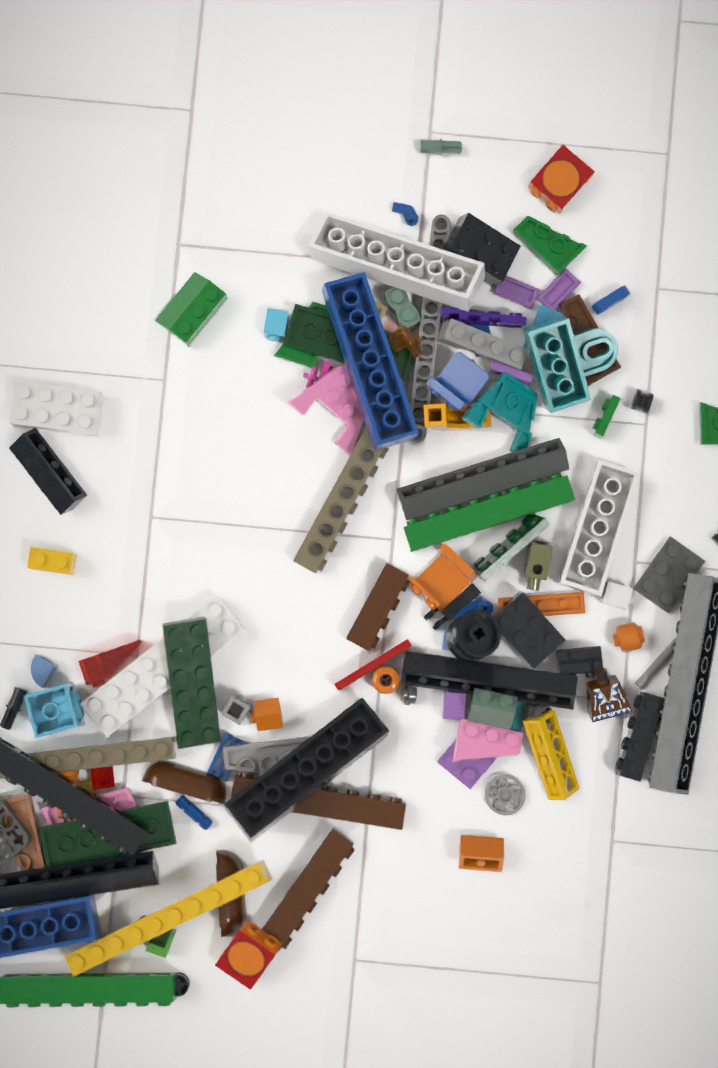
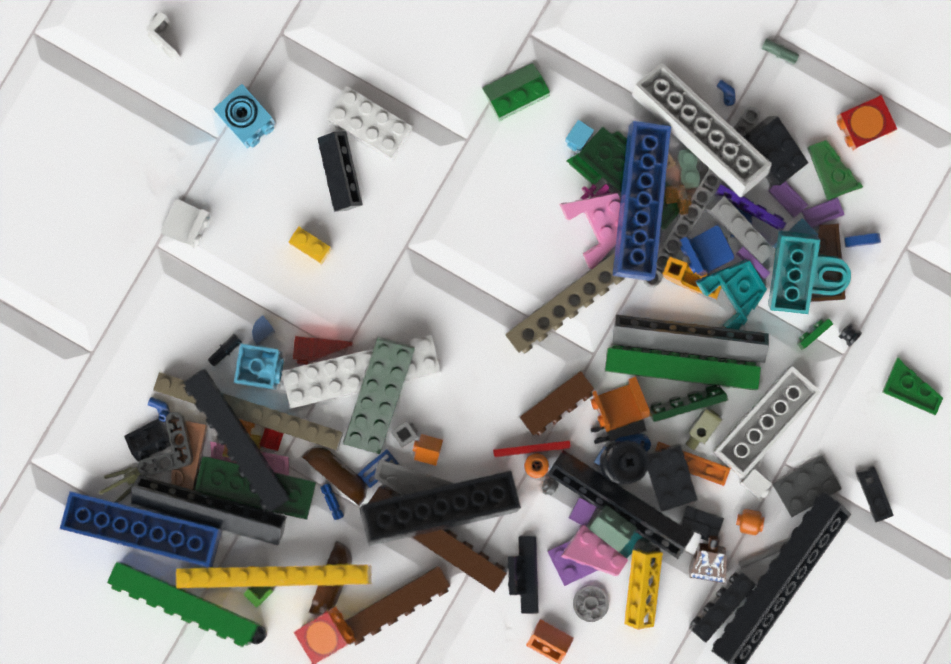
camera: 25 degrees right, 0 degrees up
(423, 796) = (524, 575): none -> black bracket

